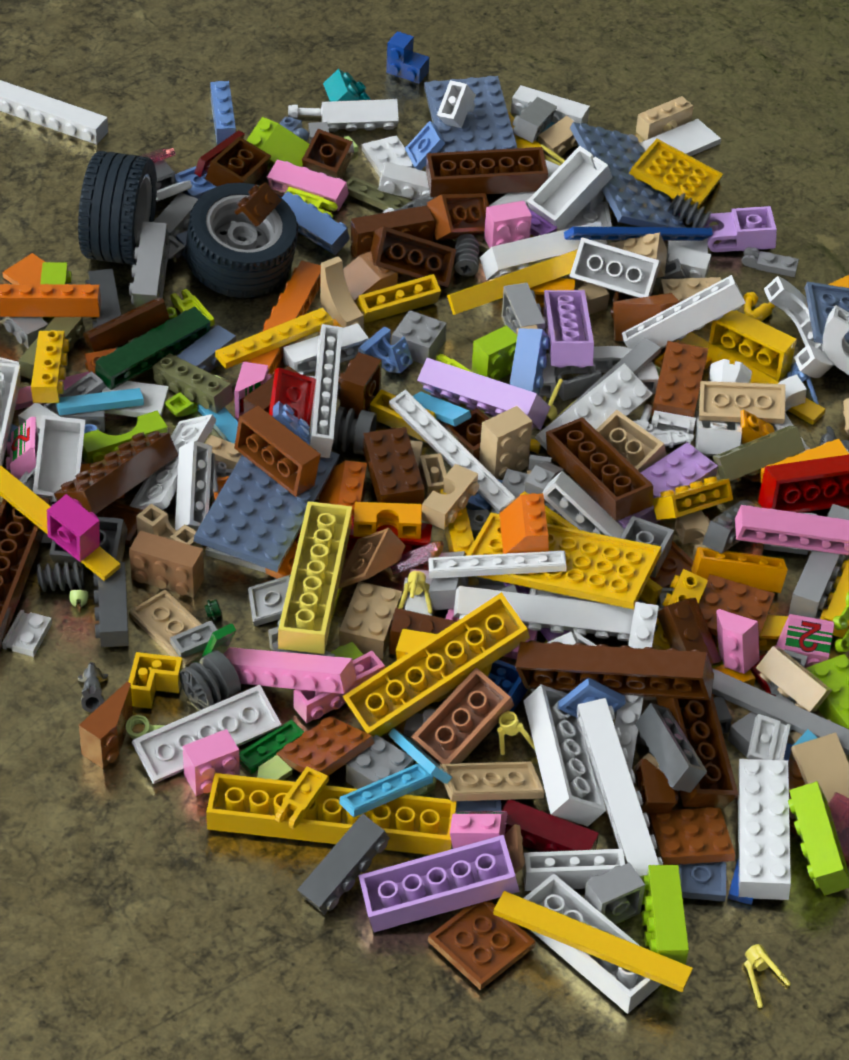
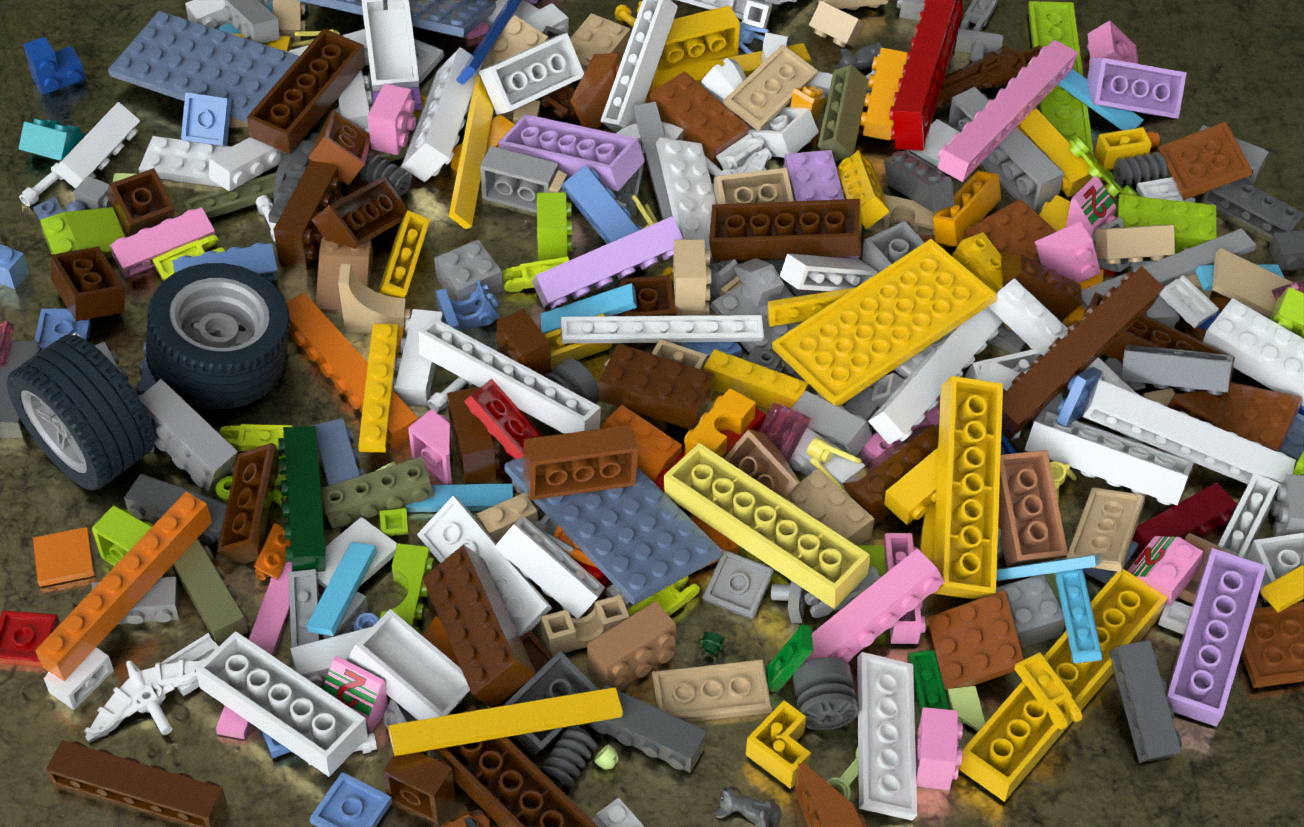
camera: 55 degrees left, 5 degrees up
(49, 367) = (263, 604): yellow brick -> none
(73, 527) = (560, 698): dark pink brick -> none
(192, 639) = (753, 678): light grey plate -> none
(205, 160) = (46, 289): dark red plate -> none
(230, 569) = (669, 598): none -> neon yellow hinge
(258, 204) = (210, 284): reddish brown bracket -> none
(285, 416) = (526, 429): medium blue plate -> none
(443, 508) = (727, 344): tan arch -> none
(456, 104) = (195, 56): white hinge -> none
(497, 564) = (860, 372): white tile -> none
(524, 525) = (830, 323): orange slope -> none

